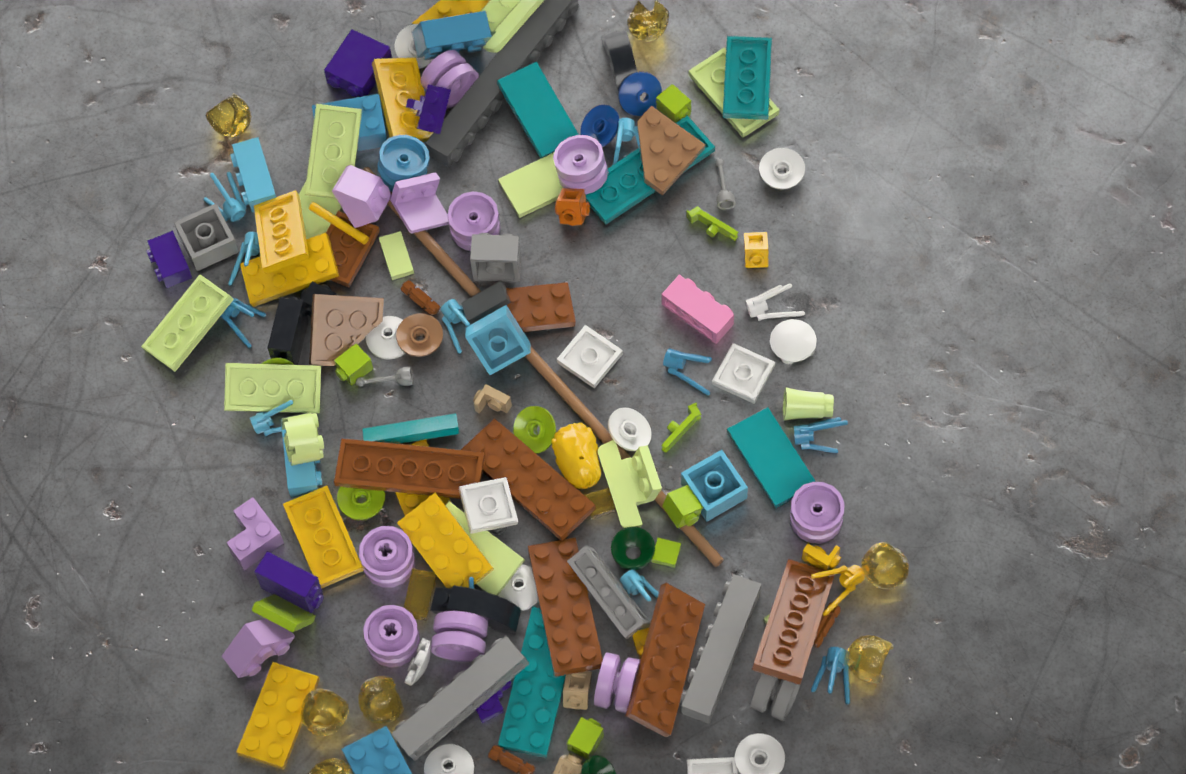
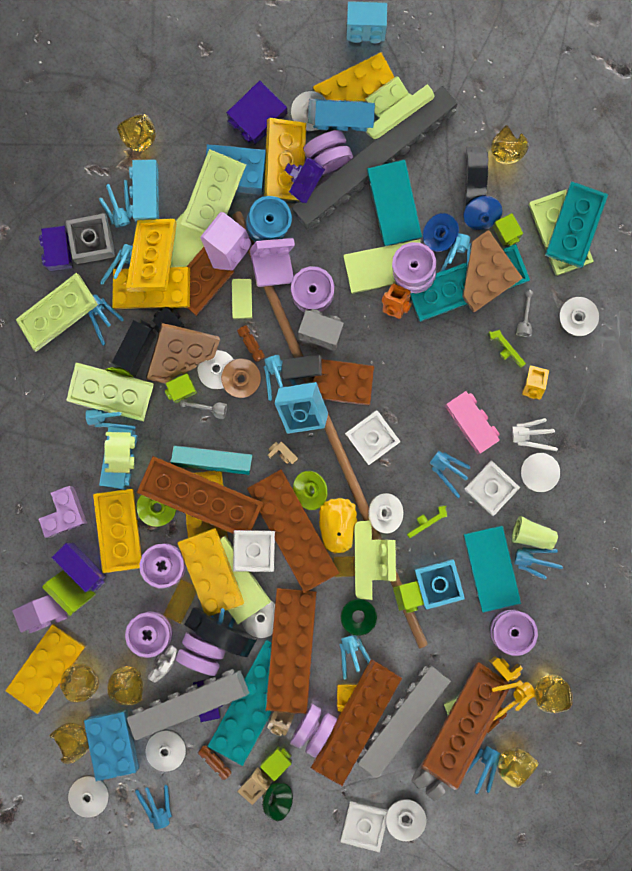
camera: 15 degrees right, 20 degrees up
(339, 223) = (201, 258): yellow bar -> none
(608, 591) = (329, 651): light grey fence -> none
(666, 552) = (385, 624): lime tile -> none

